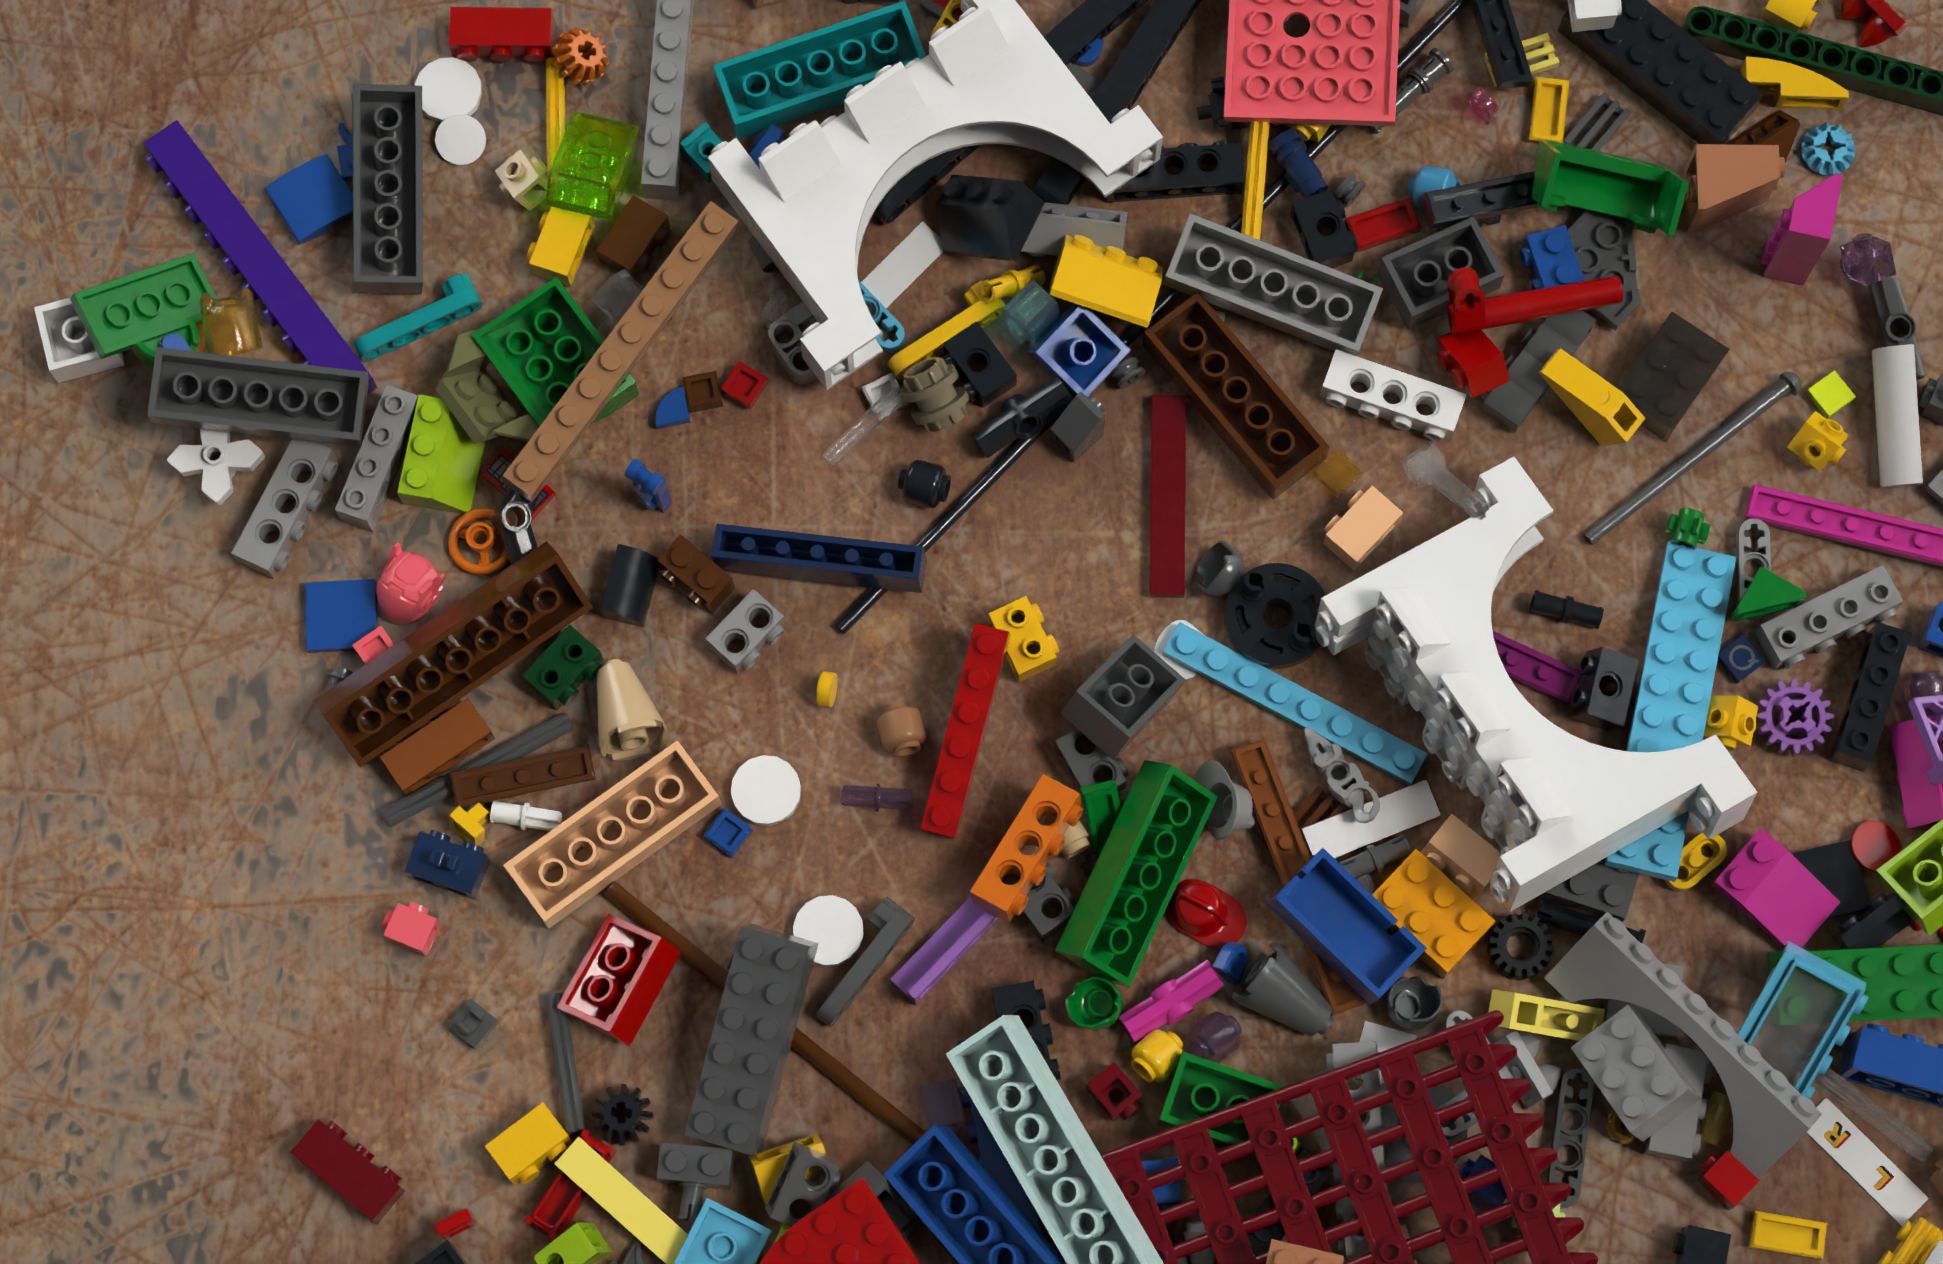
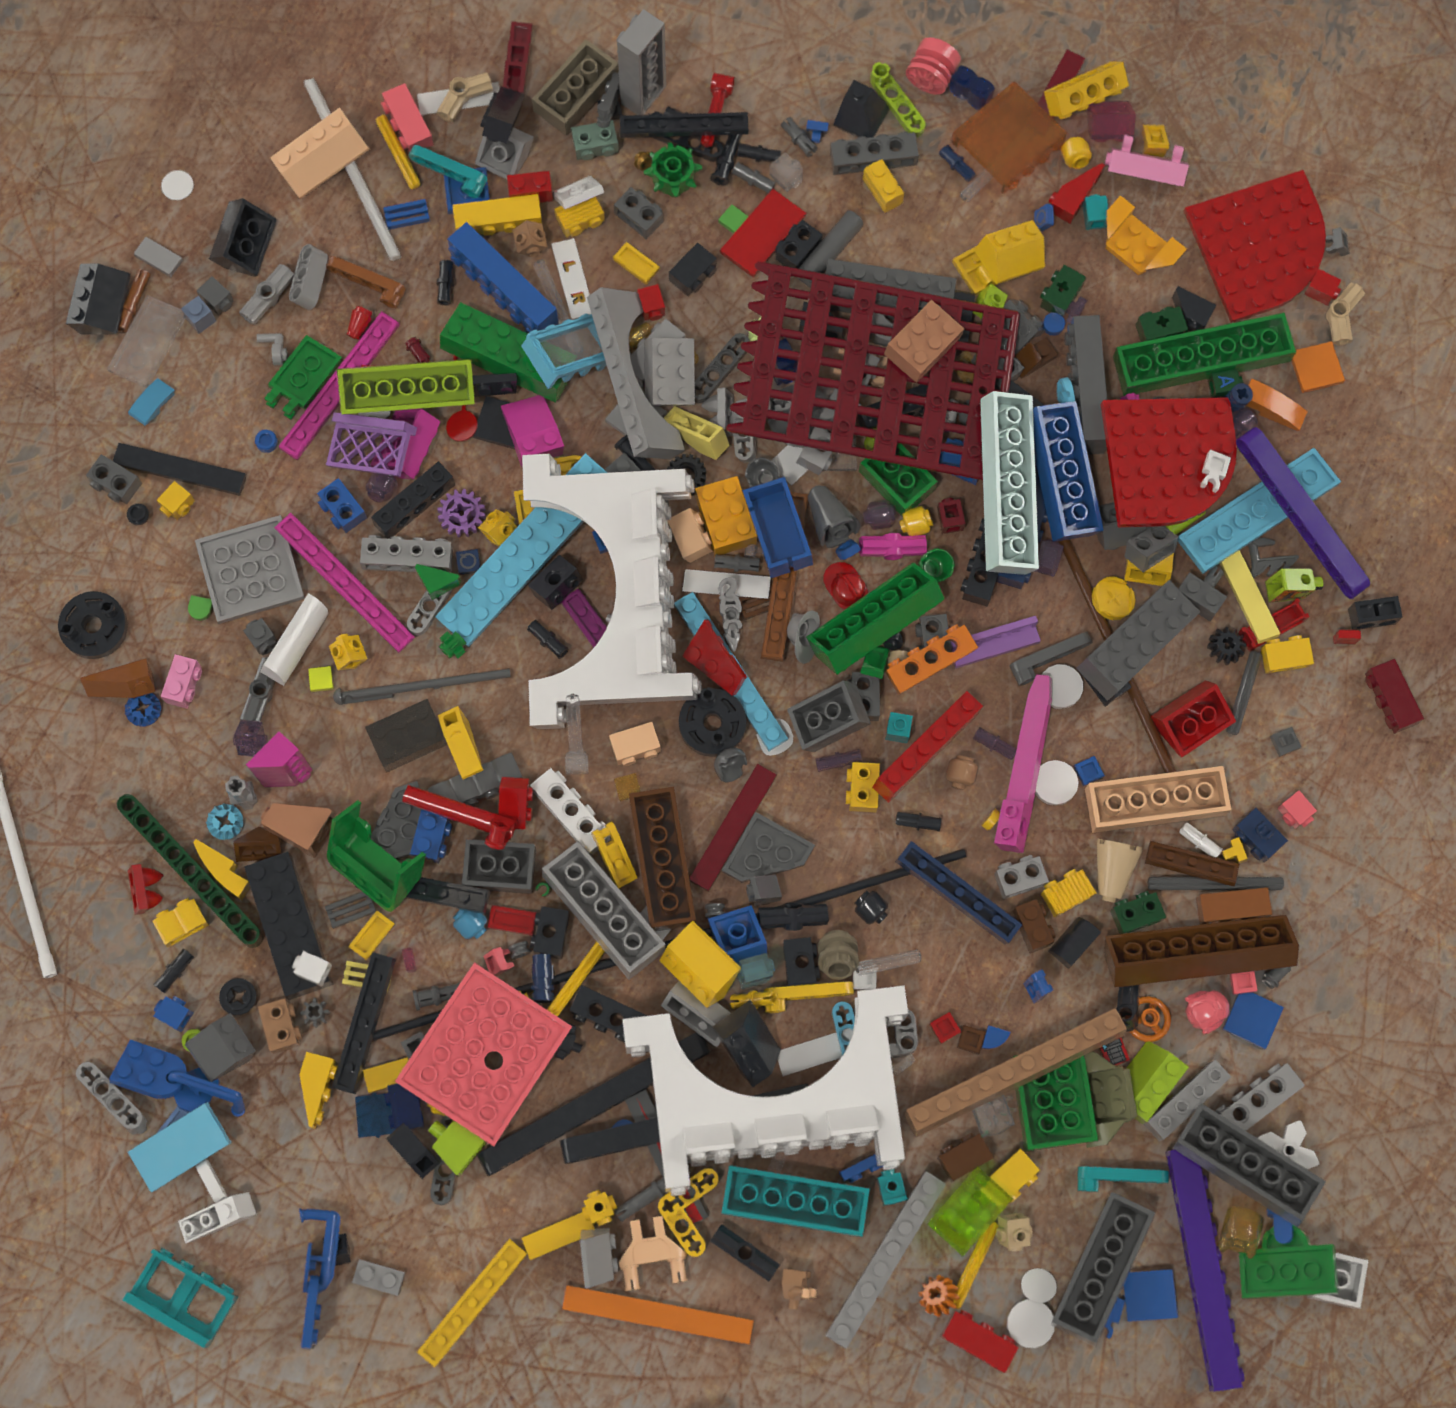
camera: 155 degrees left, 0 degrees up
(671, 646) = (1068, 892): none -> yellow brick
(797, 717) = (1018, 806): none -> dark pink piece
(819, 1098) = (1113, 598): none -> yellow tile
(924, 635) = (918, 821): none -> black axle
(1020, 744) = (898, 727): none -> teal brick
(1077, 658) = (838, 760): none -> pin
(1105, 486) = (766, 850): none -> dark grey plate
(1300, 364) = (614, 855): none -> yellow plate
(1331, 698) = (713, 659): none -> red wing
(1370, 159) = (496, 961): none -> coral tile
(1834, 161) = (241, 792): none -> light grey piece

